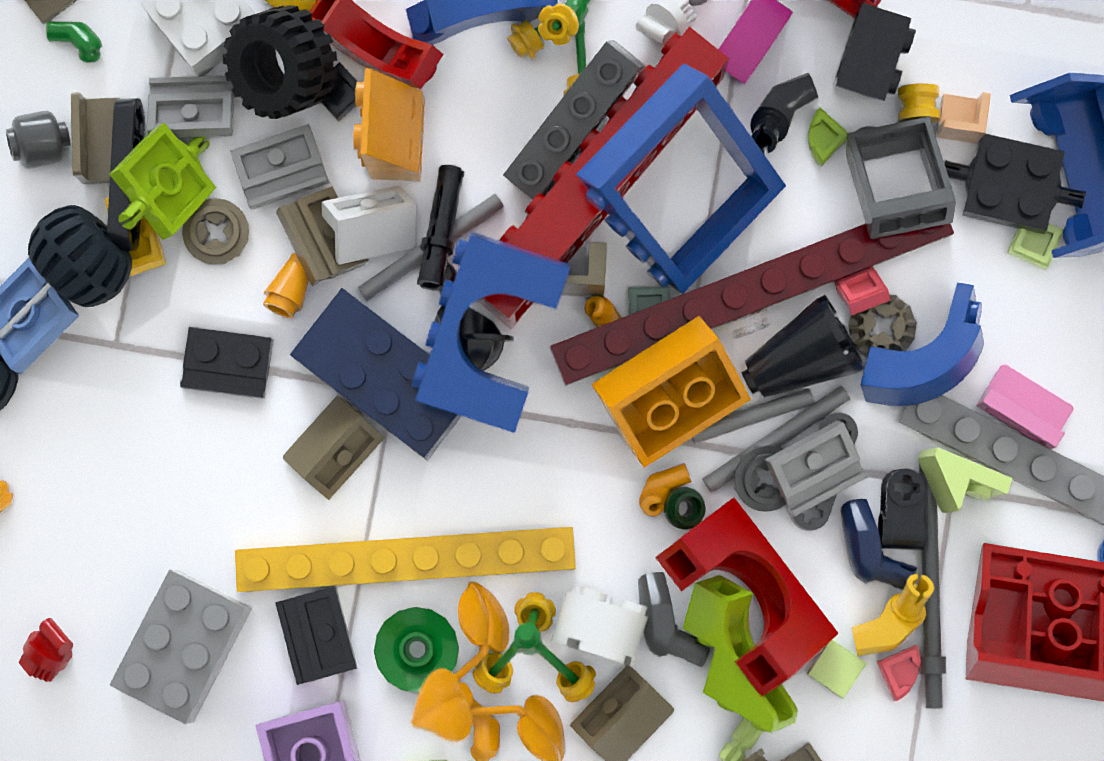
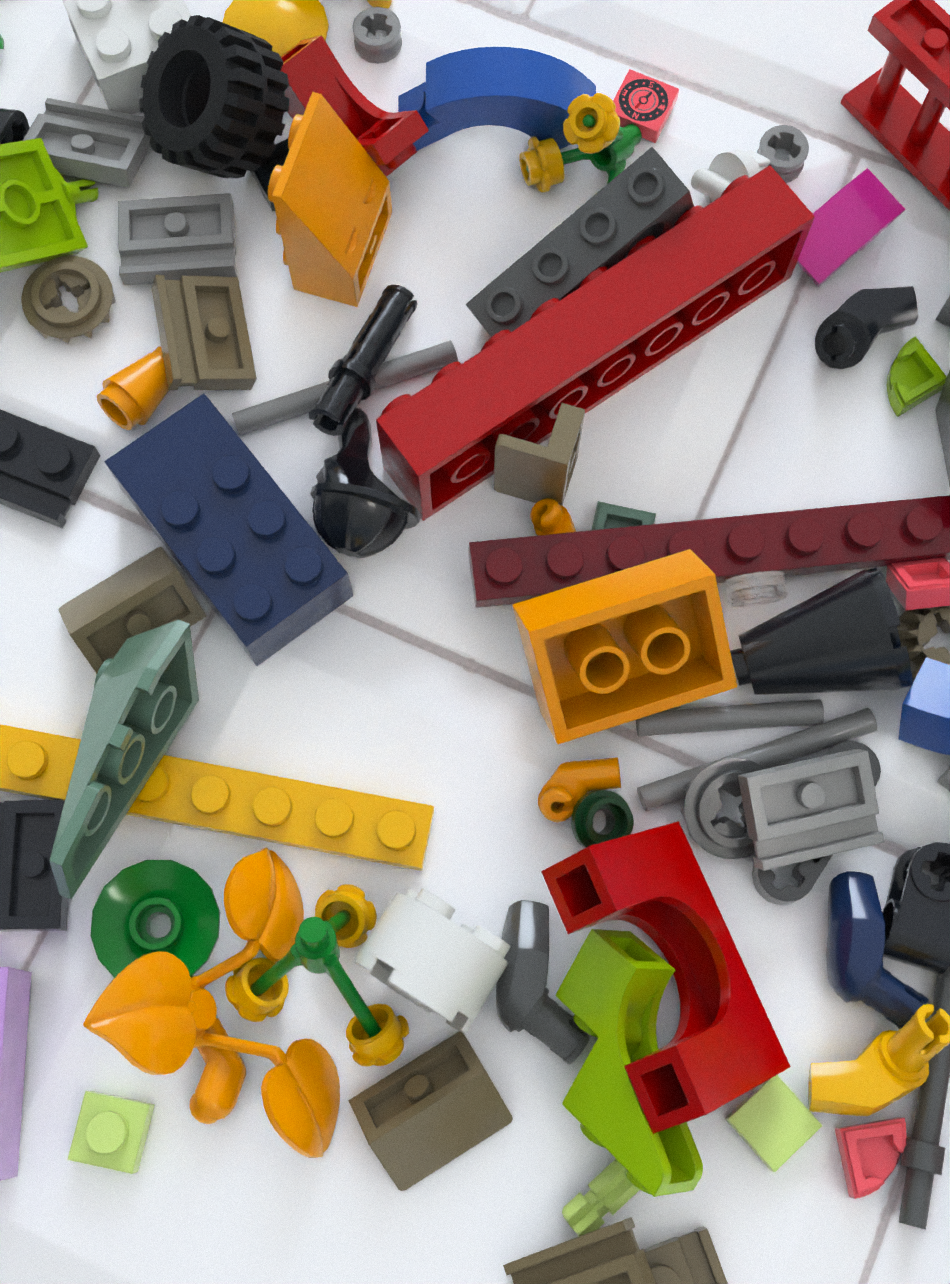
camera: 10 degrees right, 10 degrees down
(363, 521) = (130, 724): none -> sand green wedge
(371, 223) = (272, 333): white panel -> none
(449, 376) = (398, 392): blue arch -> none
(639, 136) = (793, 310): blue window -> none

